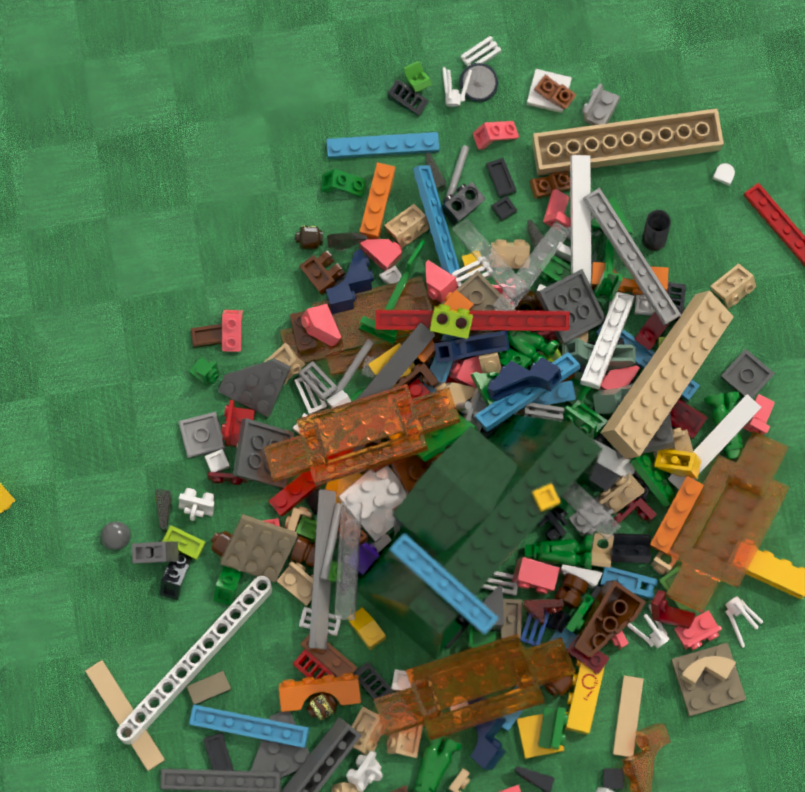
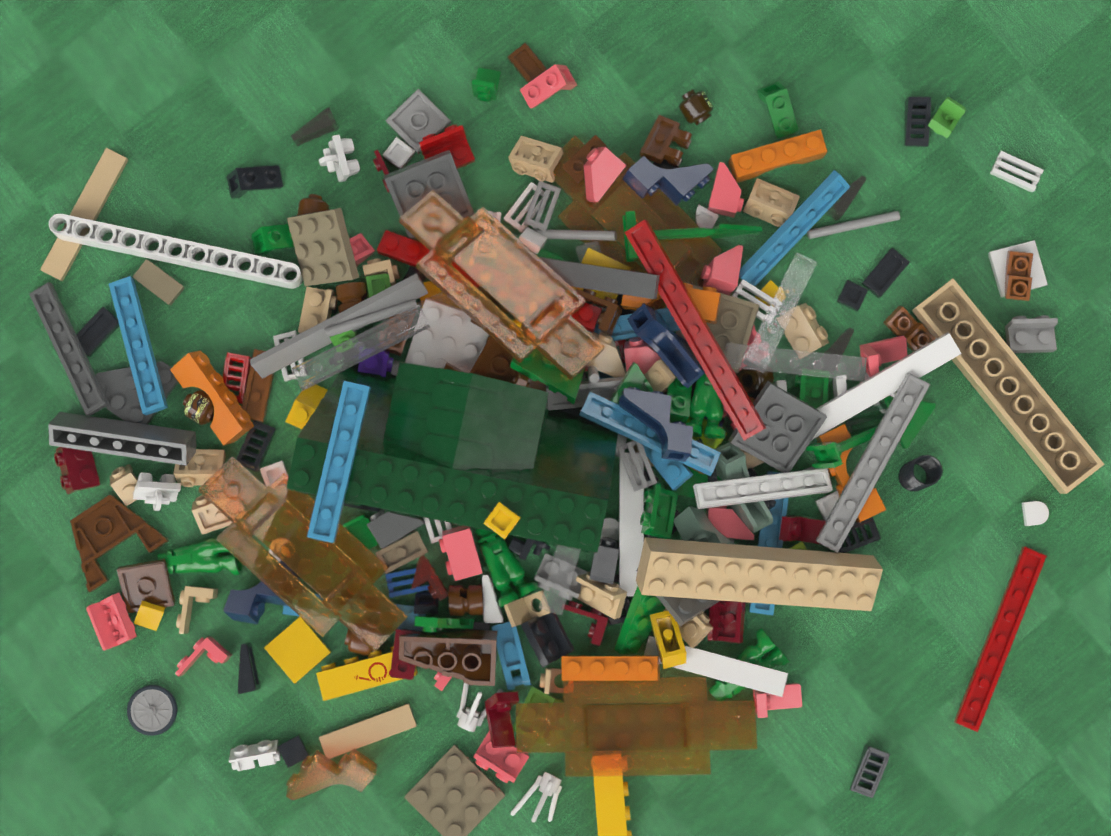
camera: 65 degrees right, 10 degrees up
(115, 536) = (261, 96): dark grey hair -> none
(155, 552) = (262, 145): flat silver brick -> none
(187, 543) = (293, 169): lime plate -> none
(256, 385) = (500, 145): dark grey plate -> none
(343, 241) = (711, 145): clear smoke slope -> none
(382, 145) = (847, 126): dark azure plate -> none
(449, 326) = (669, 309): lime brick -> none
(453, 97) = (947, 168): white plant -> none
(464, 205) = (828, 251): black brick -> none
(482, 83) = (981, 187): light grey wheel -> none
(494, 131) = (933, 236): coral bracket -> none
(551, 728) = (306, 658): green bracket -> none
(715, 665) = (469, 798): tan brick -> none
(734, 285) = (910, 592): tan bracket -> none
(747, 374) = (815, 661): dark grey plate -> none

